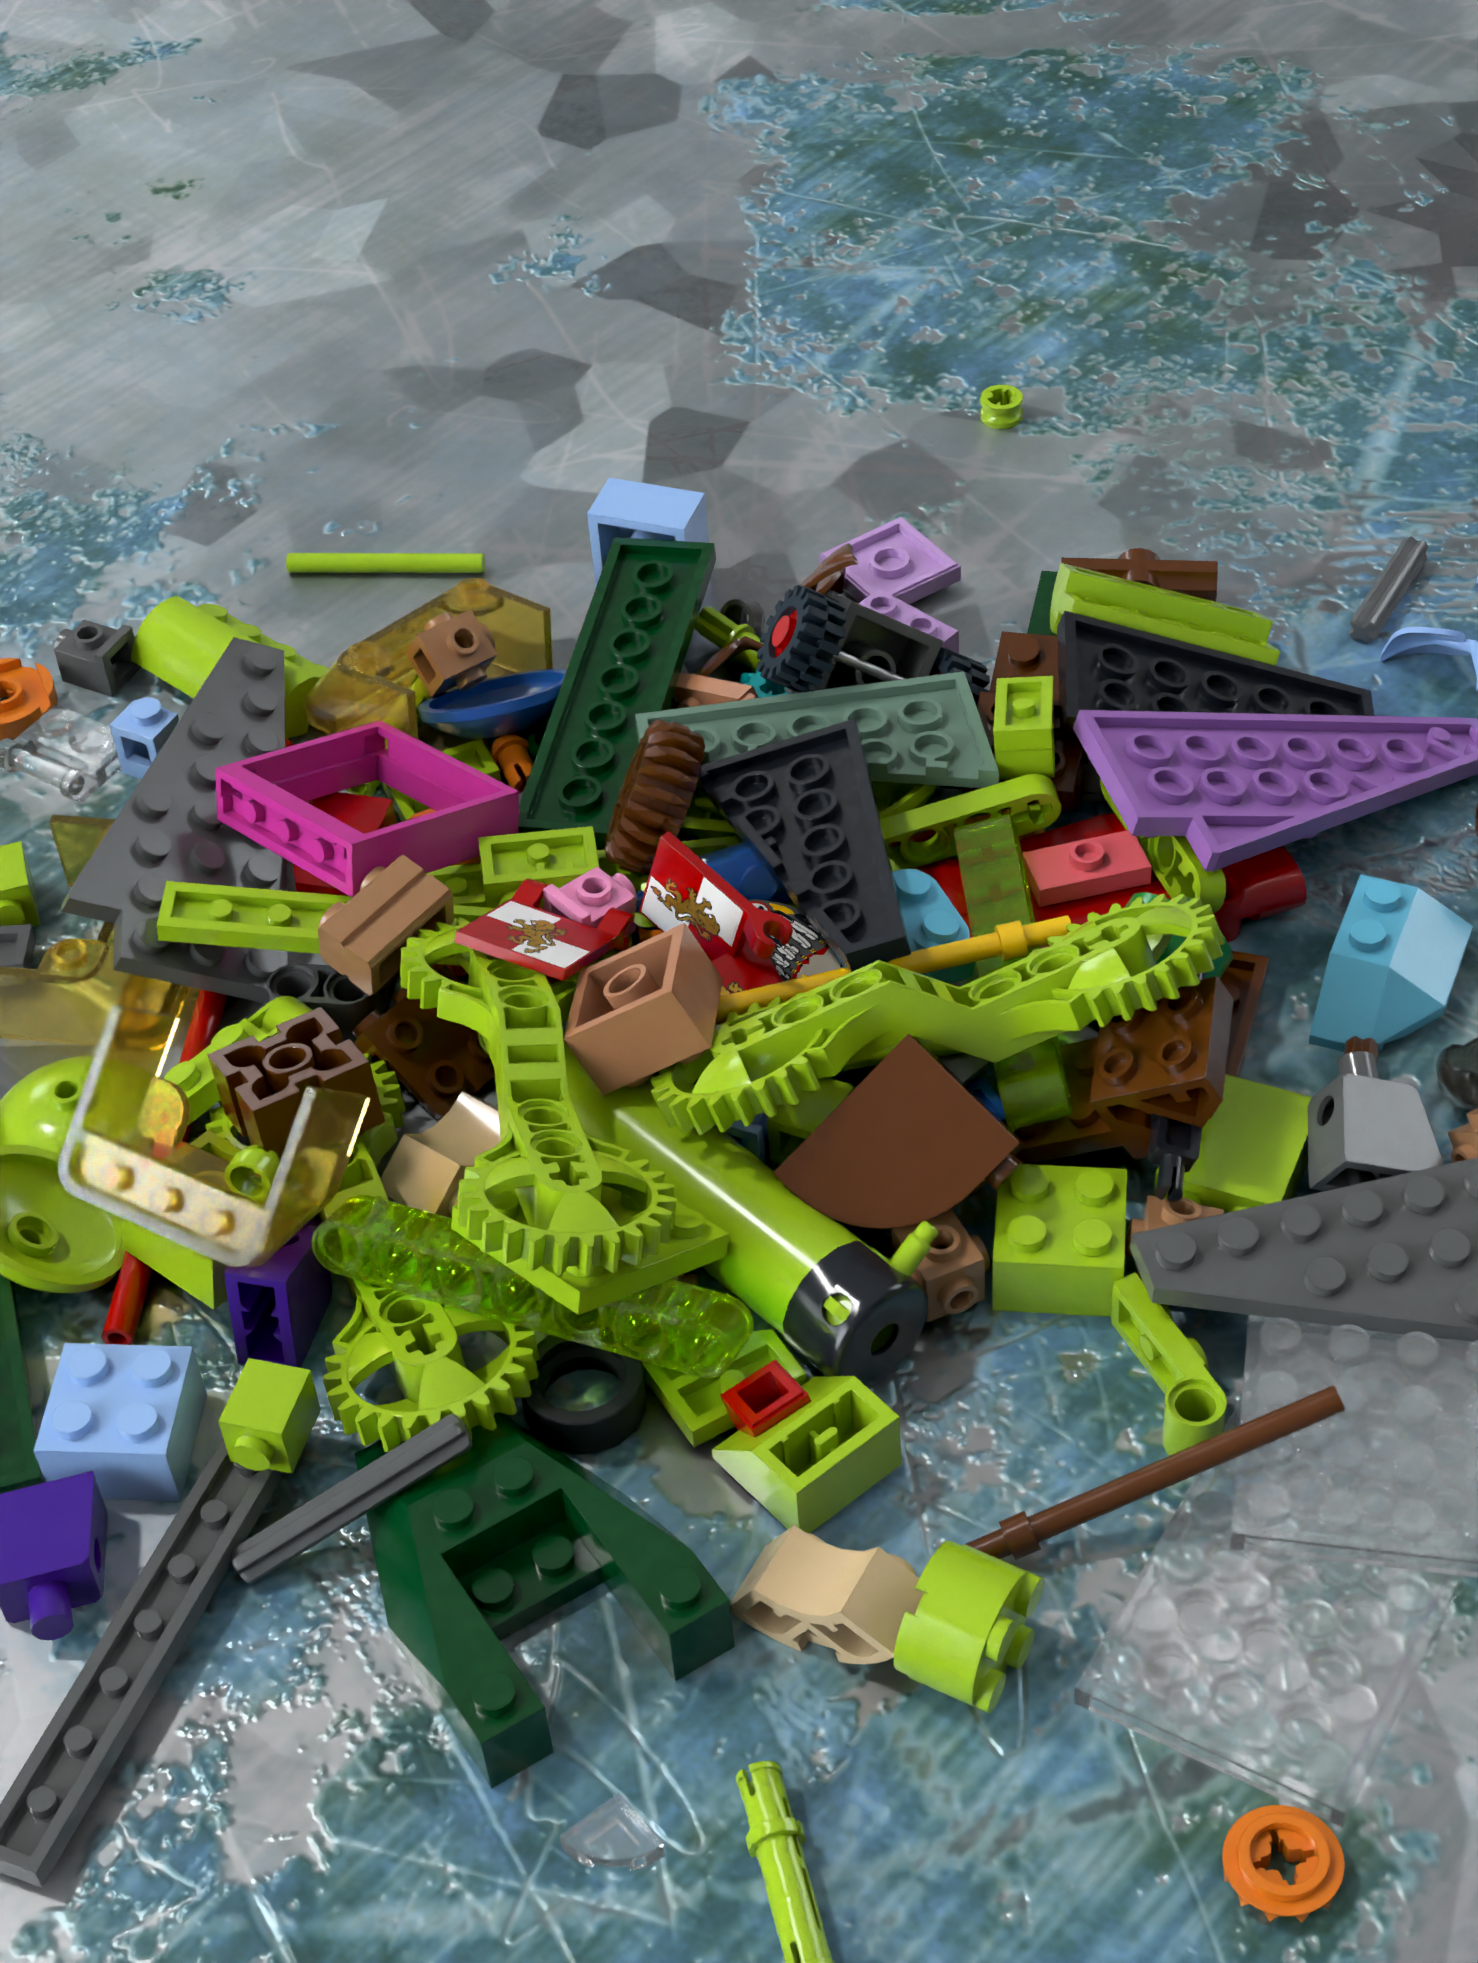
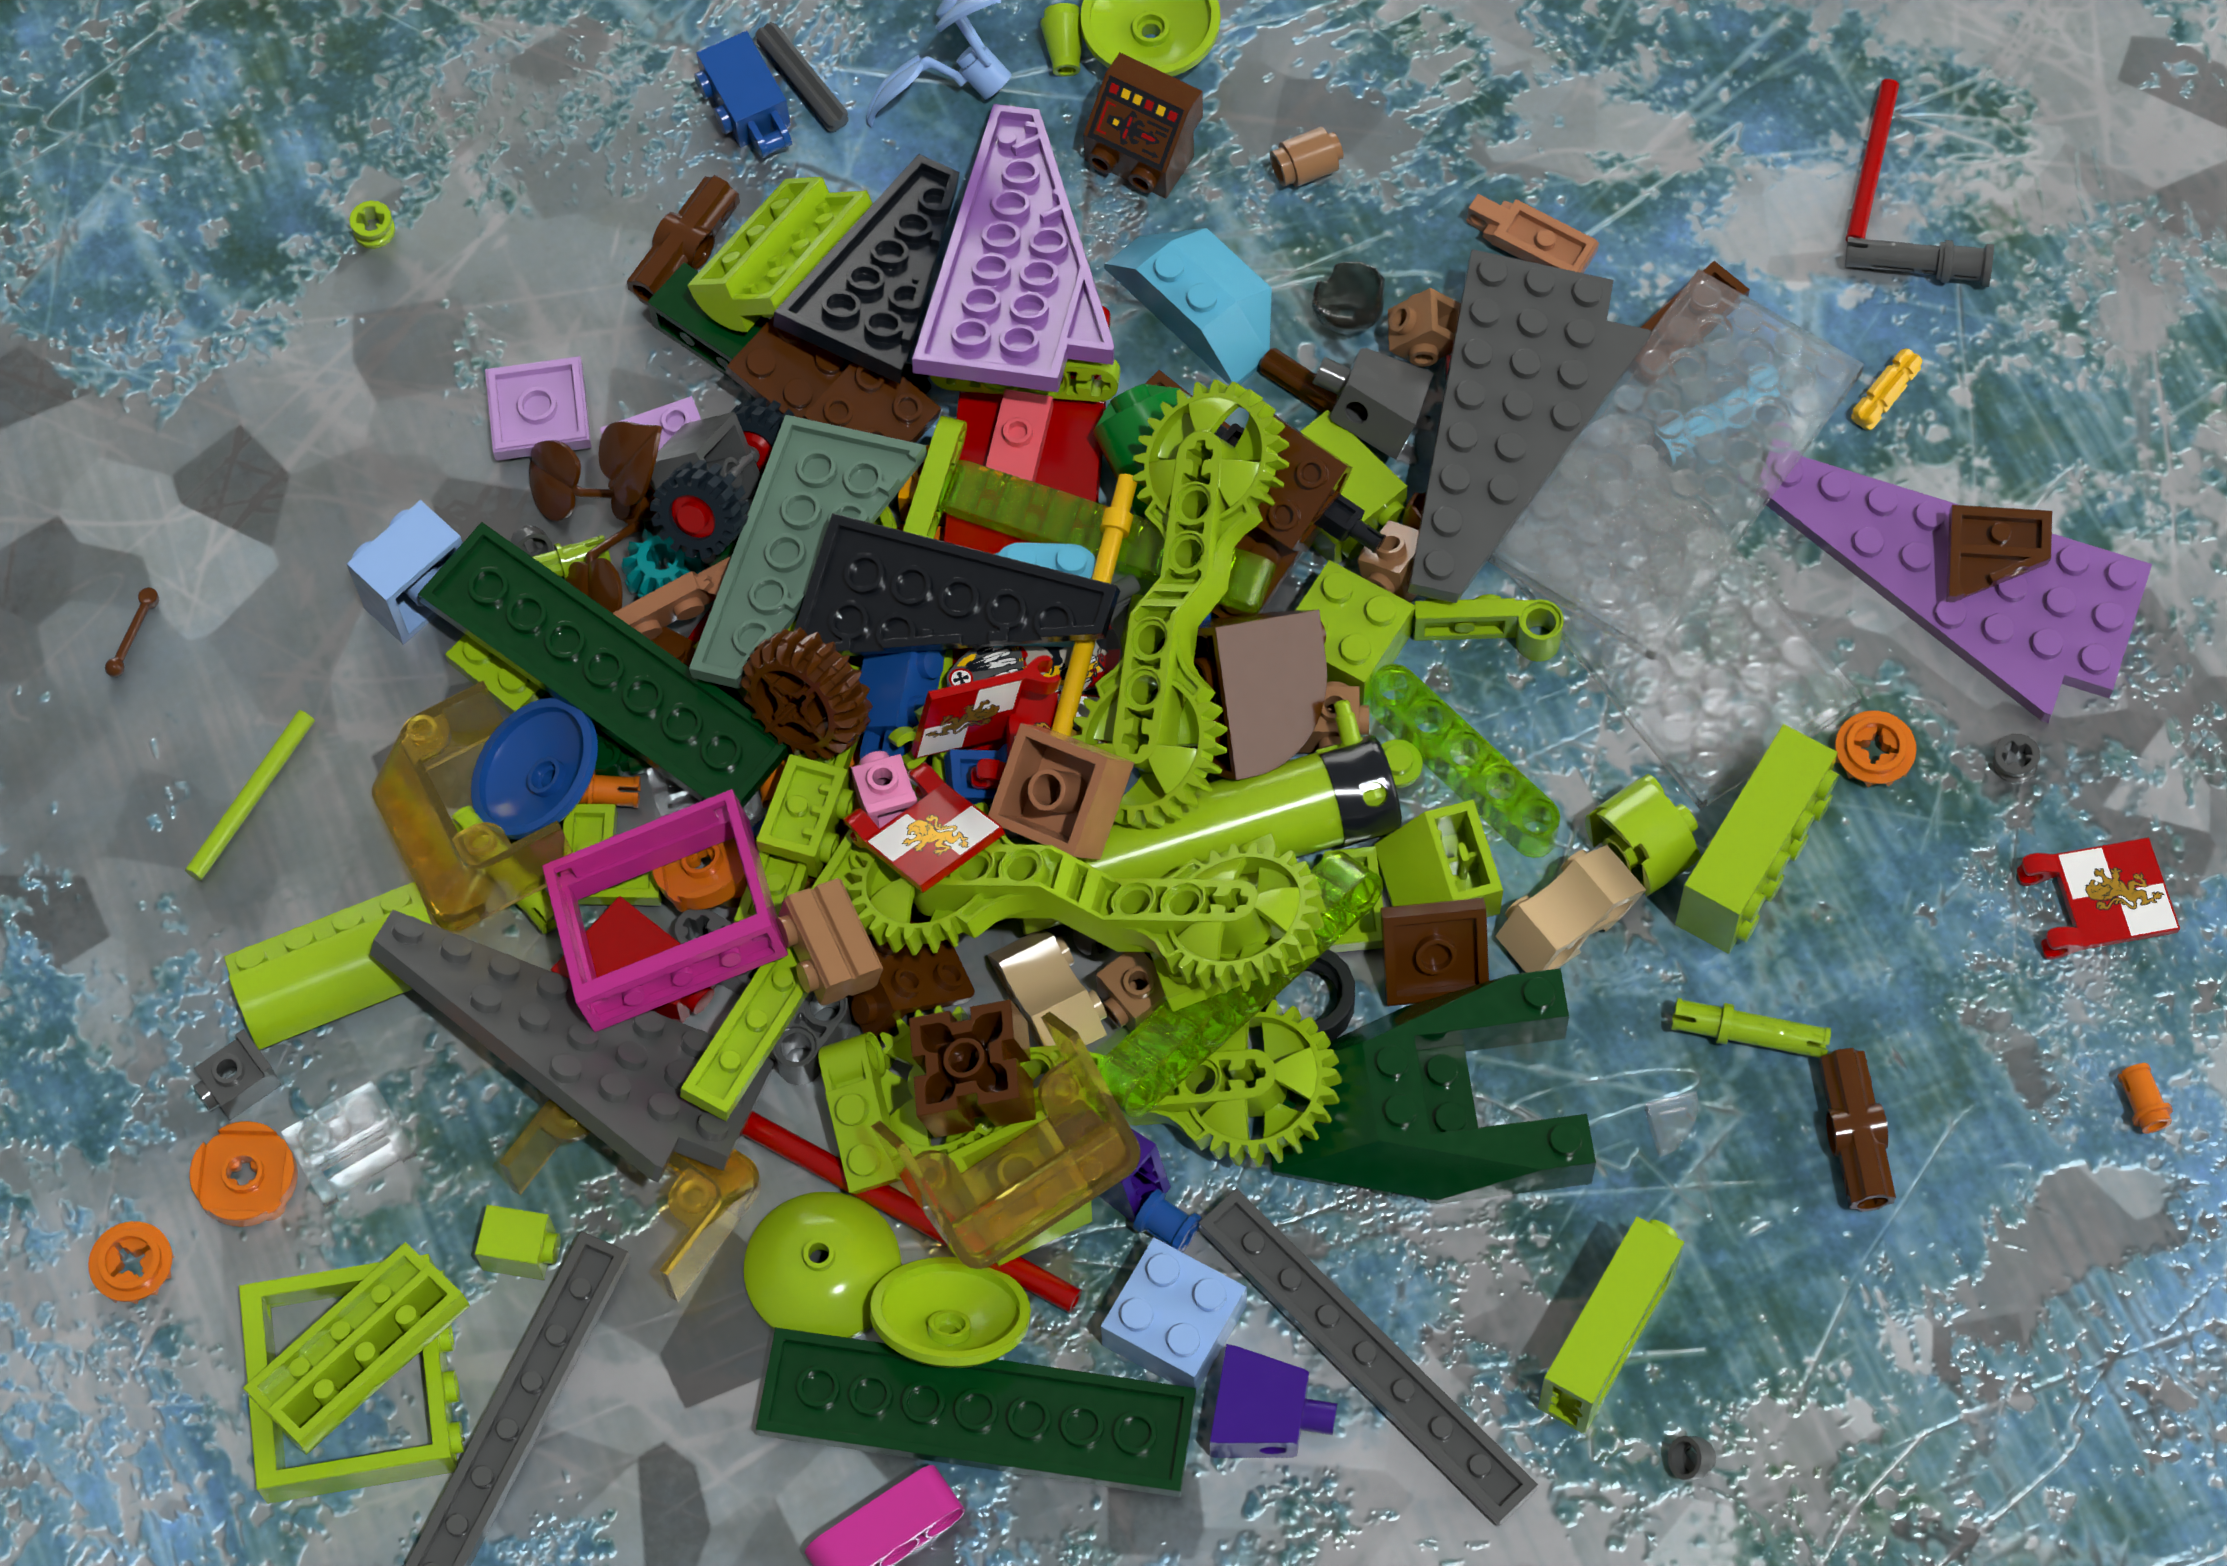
camera: 65 degrees left, 20 degrees up
(141, 734) = (395, 1057): light blue brick -> none
(234, 1352) = (1167, 1221): none -> blue bush
(241, 1171) = (1048, 1125): lime hinge -> none
(269, 1416) = (1246, 1206): lime brick -> none
(270, 1855) = (1611, 1324): none -> lime piece
(351, 1498) = (1343, 1177): dark grey axle -> none
(452, 652) = (470, 780): medium nougat brick -> none
(541, 437) = (148, 599): none -> reddish brown hinge
(692, 1468) = (1433, 949): none -> reddish brown plate
(763, 1399) = (1403, 877): red slope -> none
(933, 1362) = (1404, 761): none -> lime plate
(981, 1384) = (1470, 781): none -> clear neon green beam
(1022, 1534) = (1573, 775): reddish brown bar -> none
(1024, 727) = (888, 401): lime plate -> none
(1040, 1750) = (1758, 839): none -> lime brick
(1332, 555) = (744, 94): none -> blue brick

